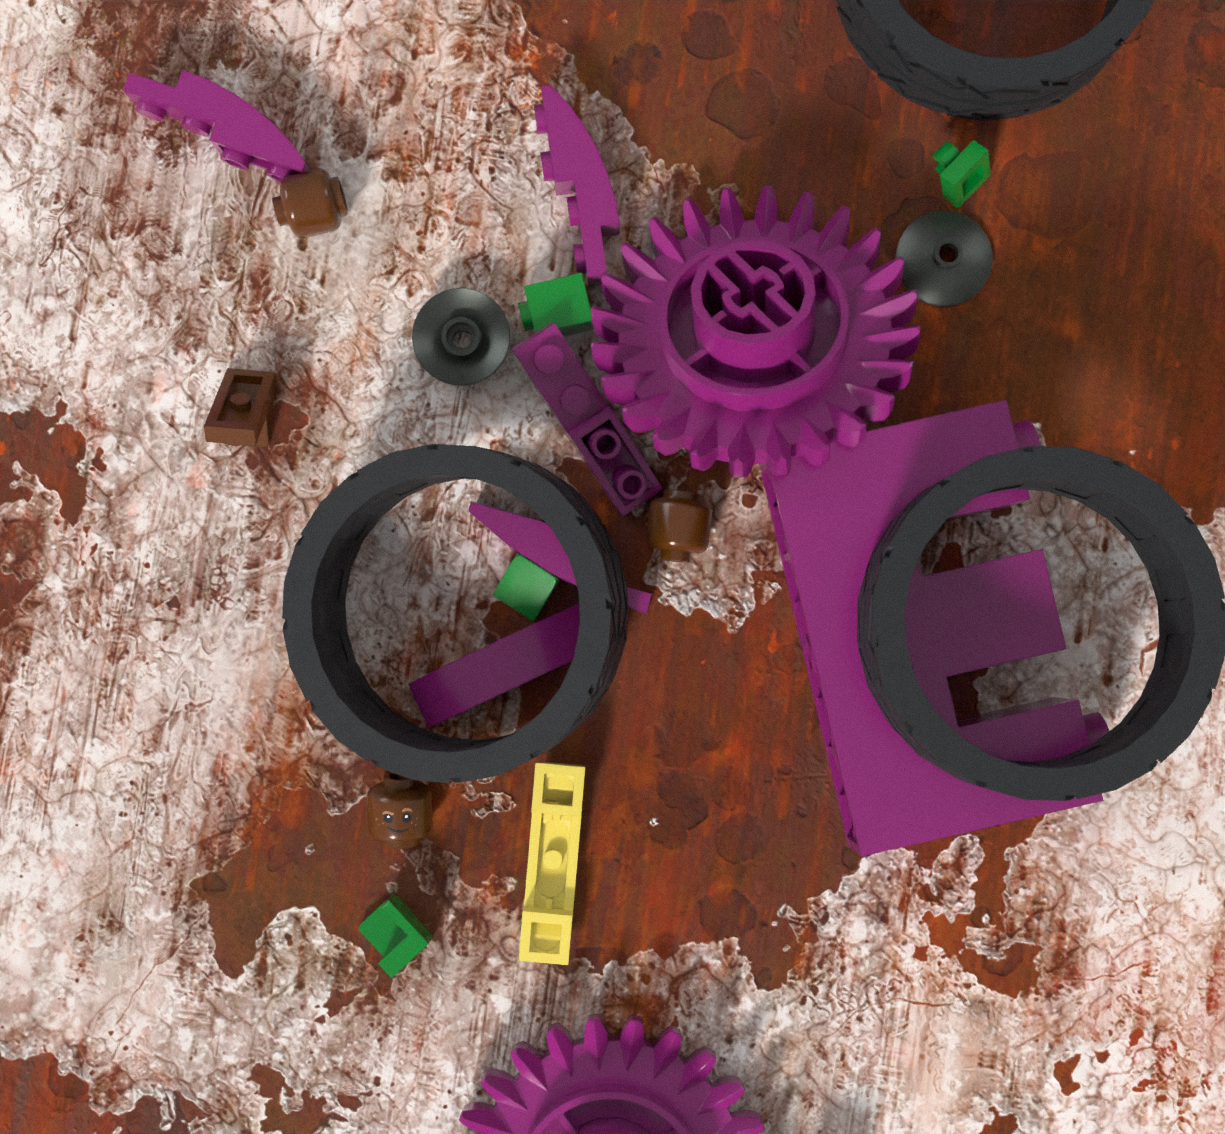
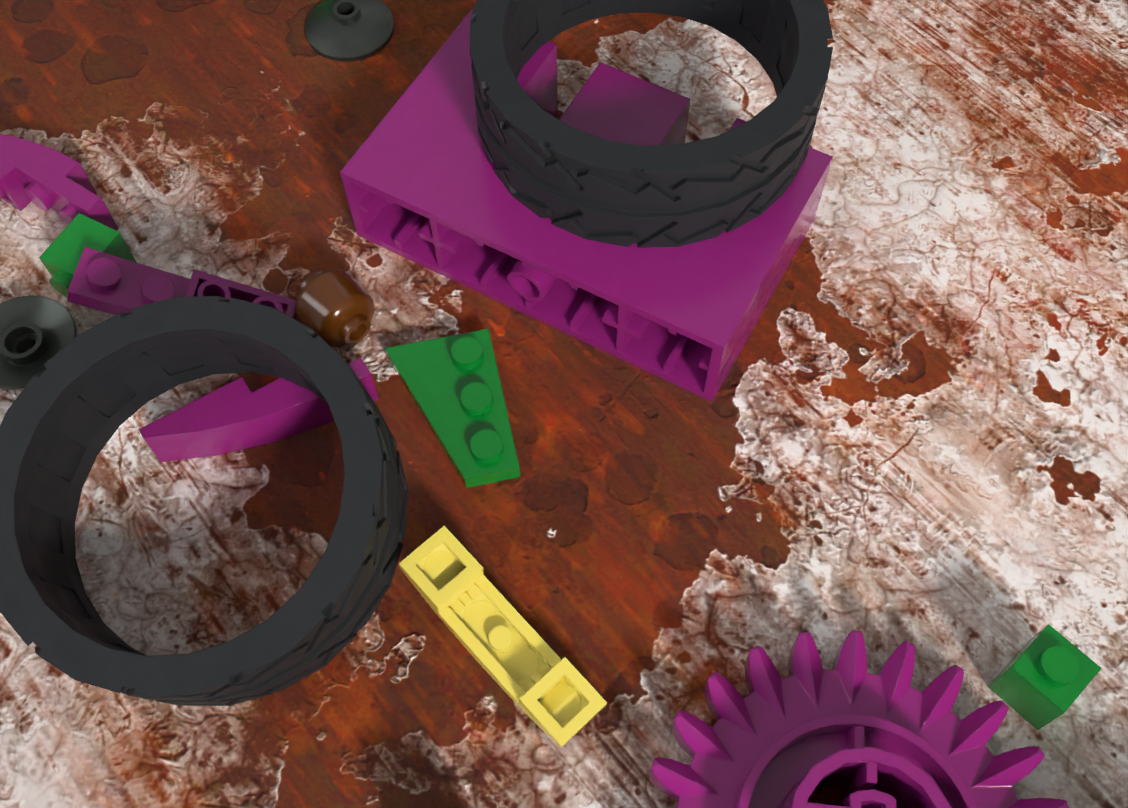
camera: 50 degrees left, 25 degrees down
(399, 811) = (320, 734): reddish brown head -> none
(497, 667) = (291, 532): magenta slope -> none
(525, 587) = (256, 460): green slope -> none
(692, 678) = (463, 401): none -> green wing
(755, 336) = (250, 131): magenta gear -> none

